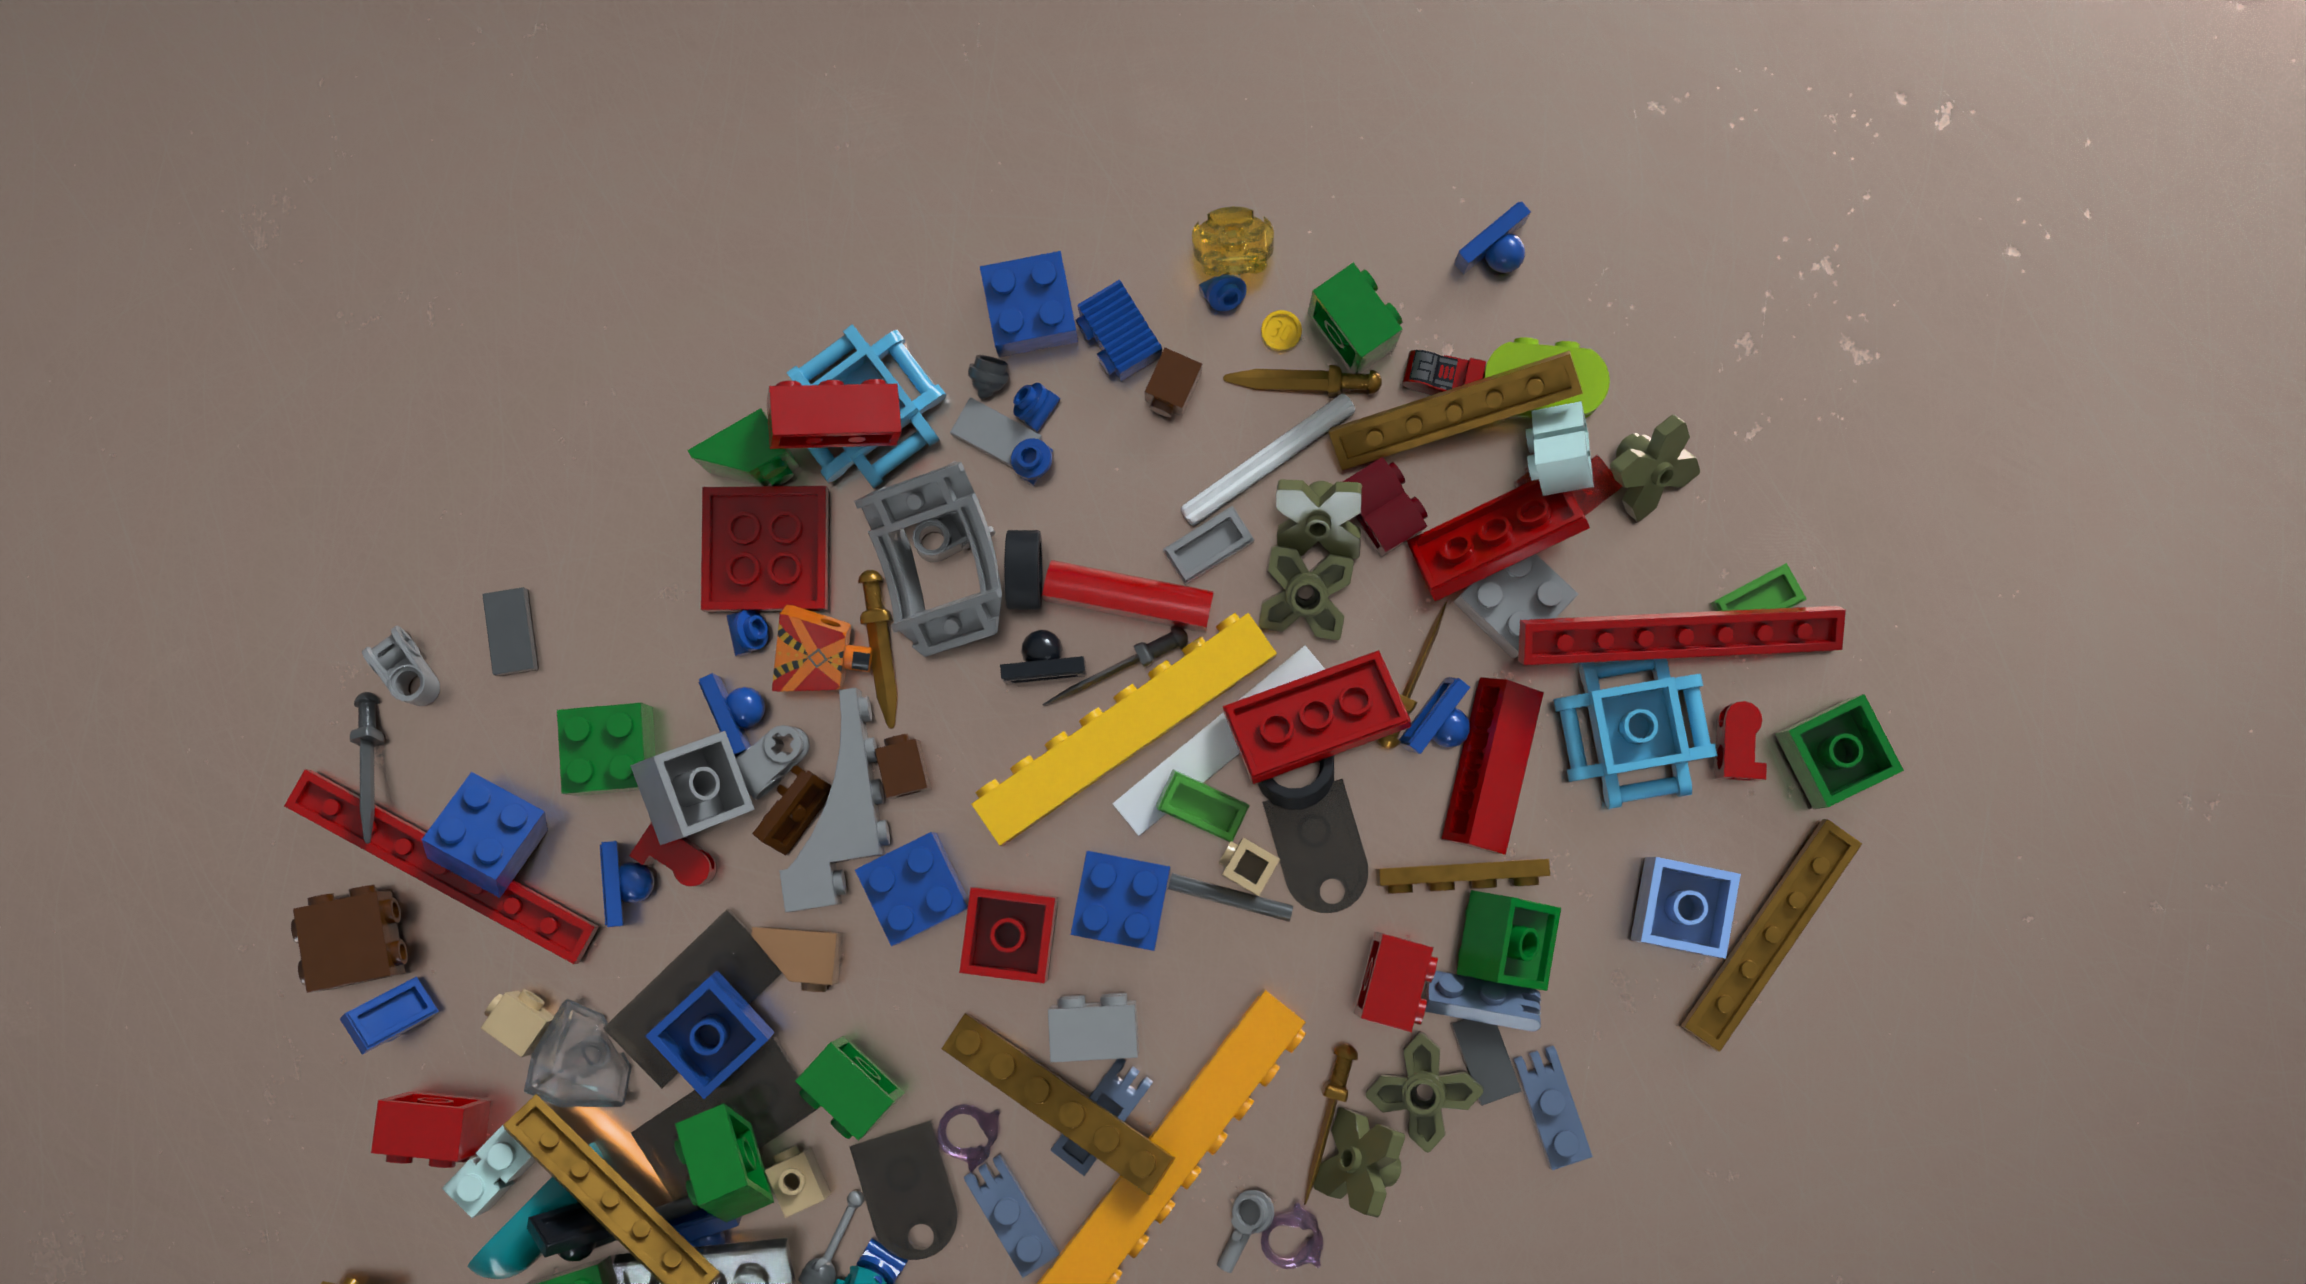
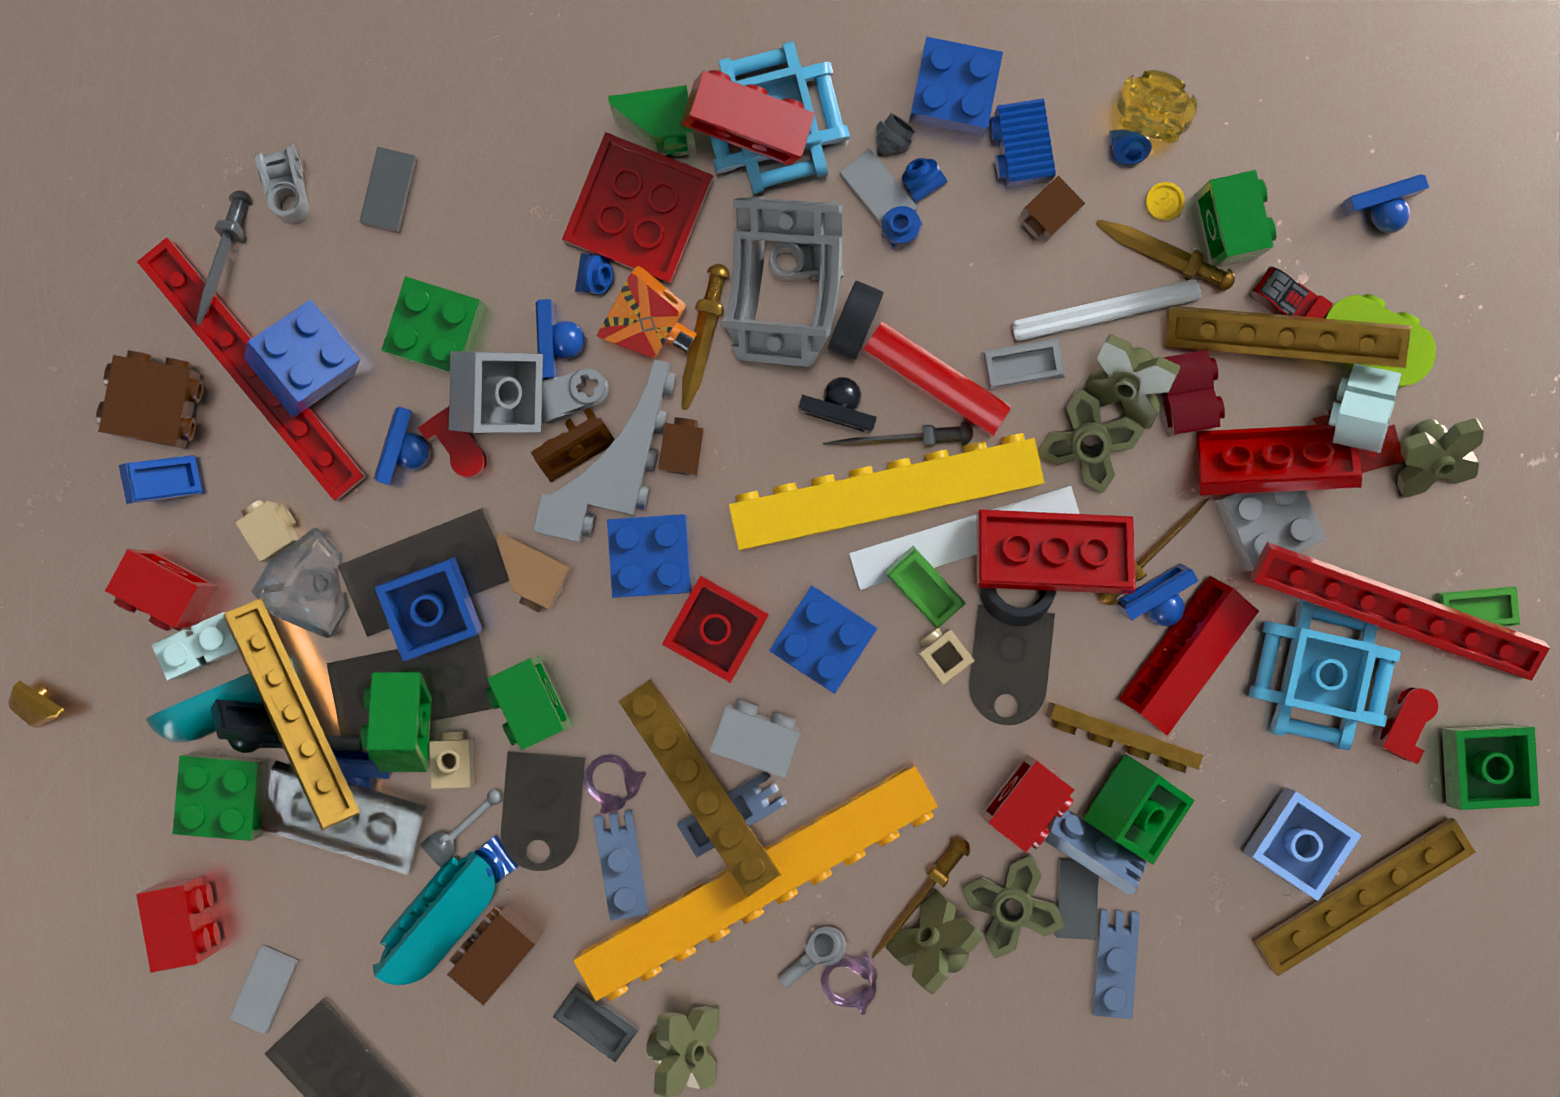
camera: 10 degrees right, 5 degrees up
(1230, 897) = (916, 674): dark grey bar -> none

